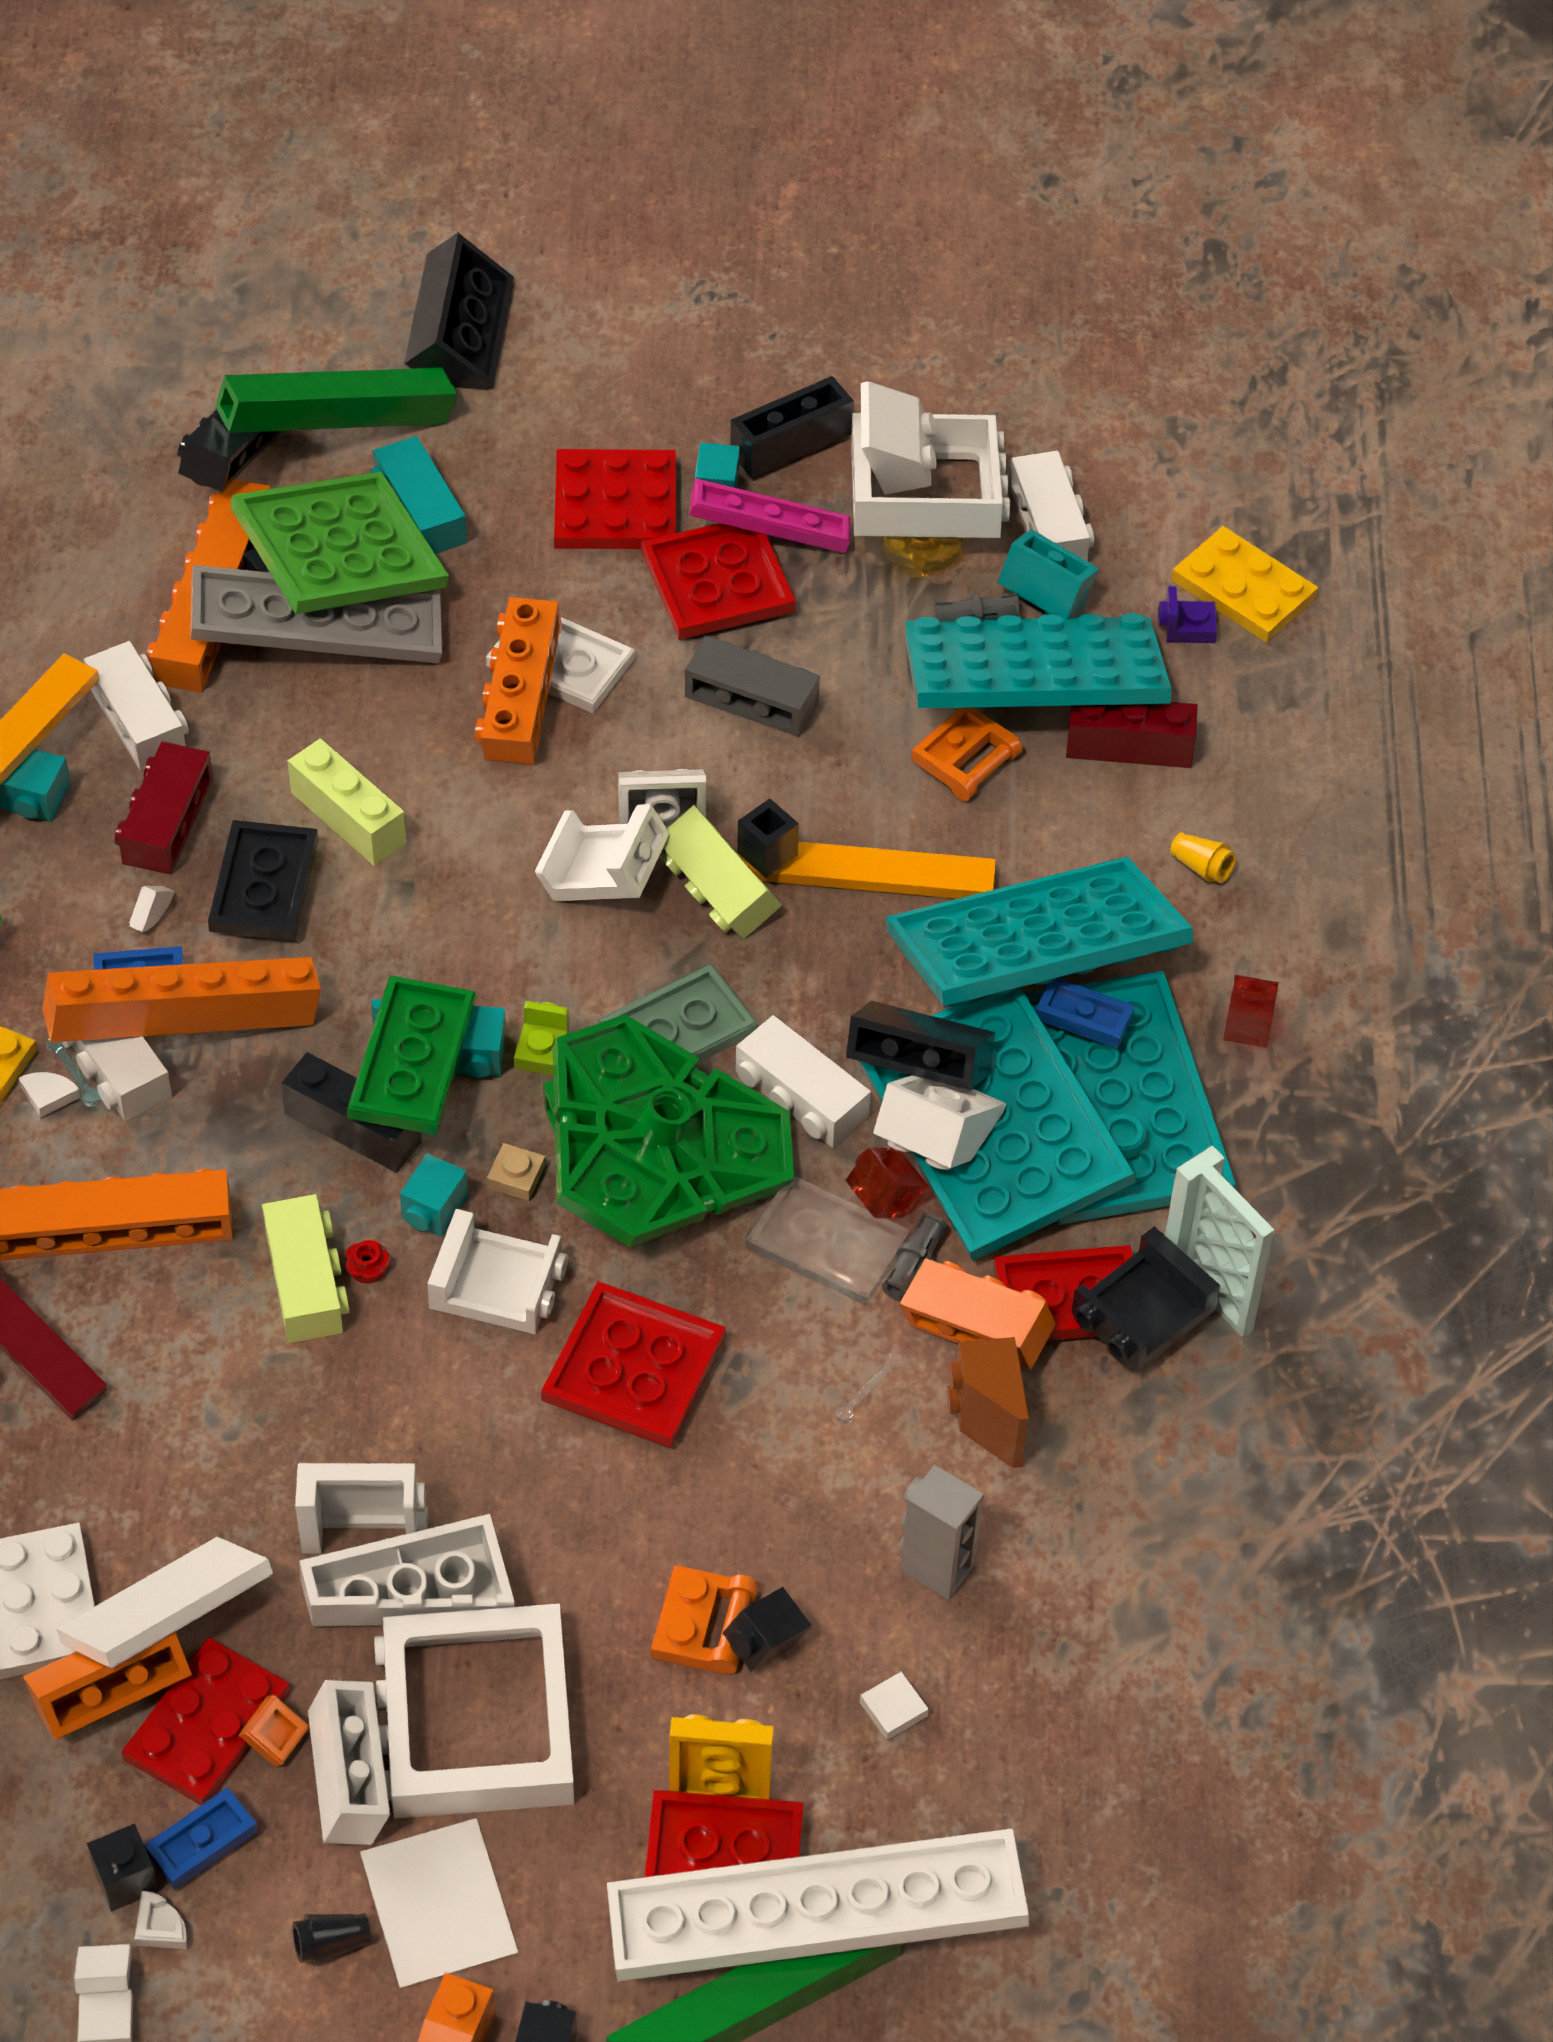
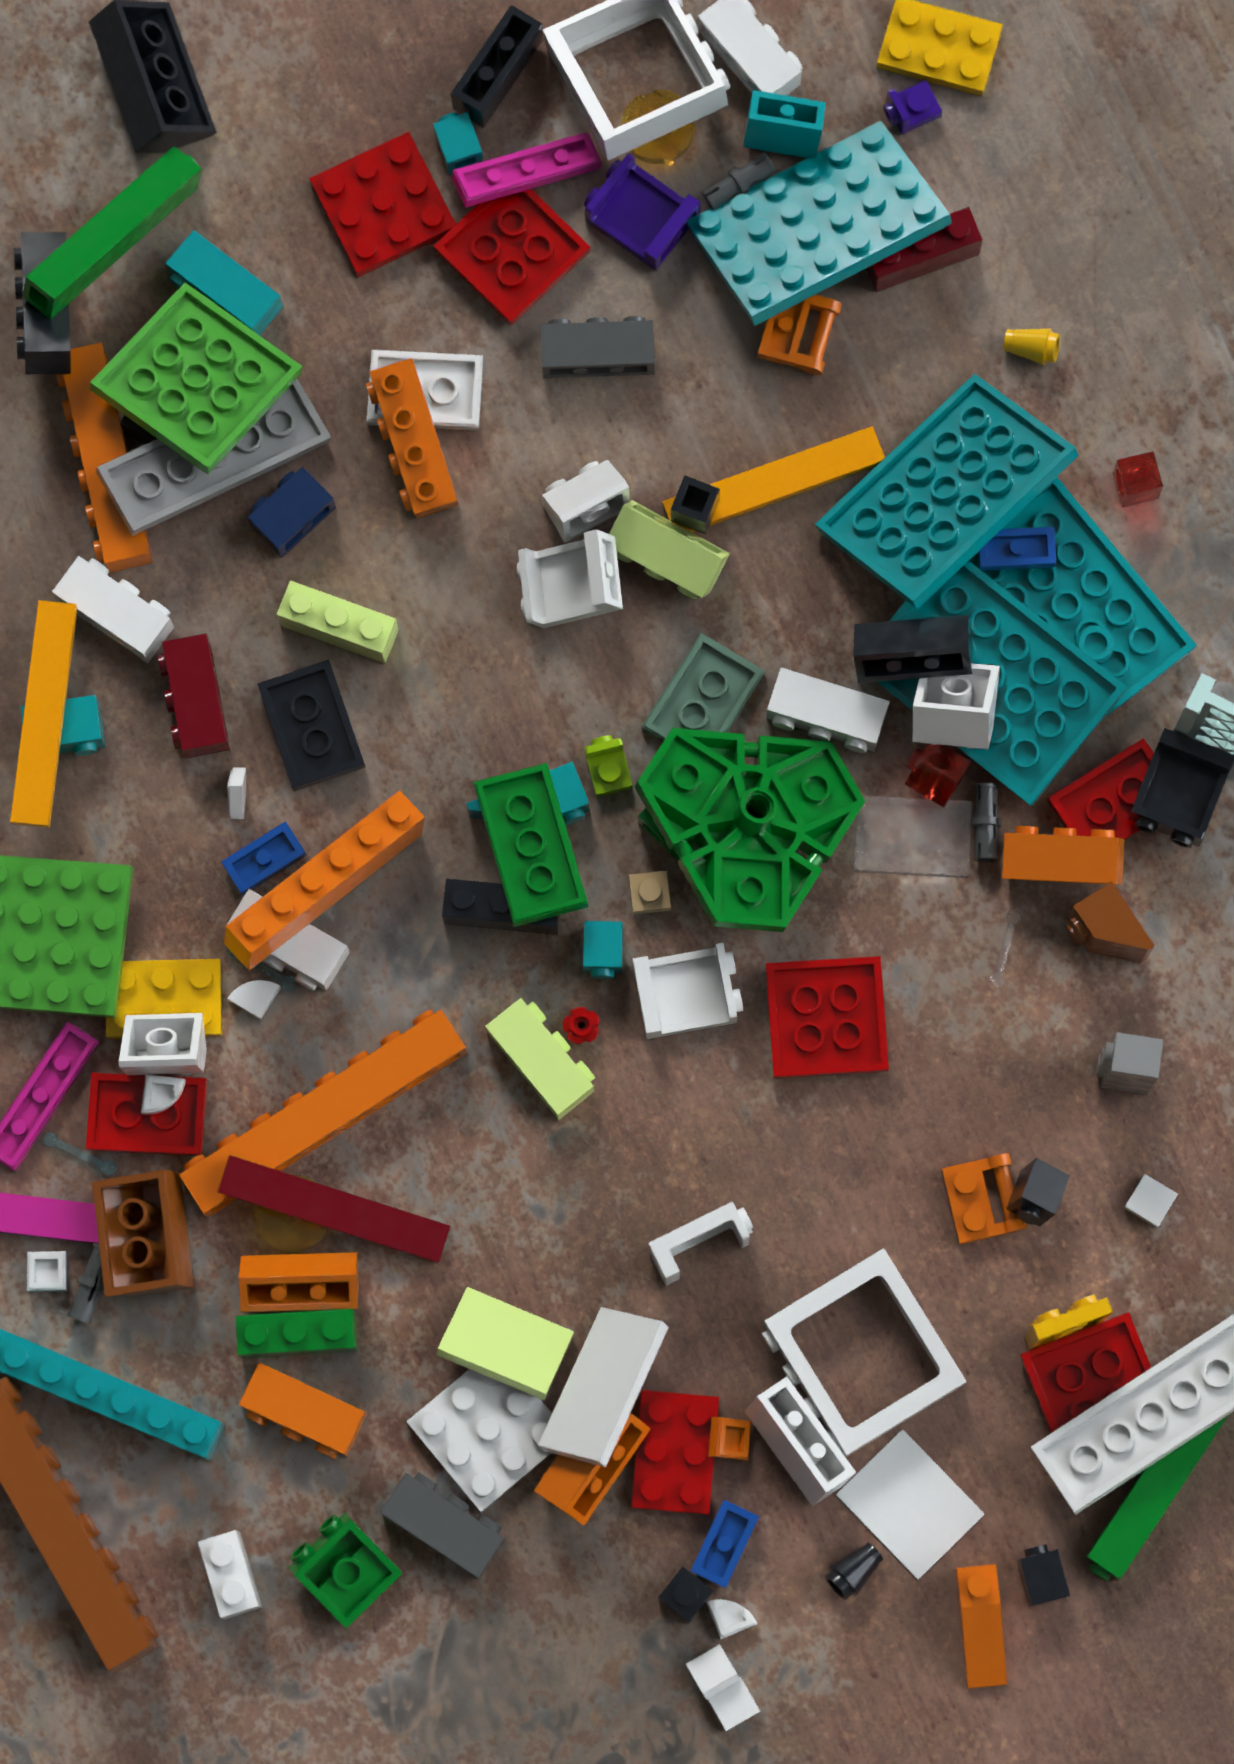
camera: 20 degrees left, 25 degrees up
(89, 1519) = (505, 1343): none -> yellowish green tile
(362, 697) = (291, 511): none -> dark blue brick
(408, 1575) = (770, 1274): white wedge -> none
(862, 596) = (639, 212): none -> dark purple panel
(896, 438) = (603, 52): white slope -> none

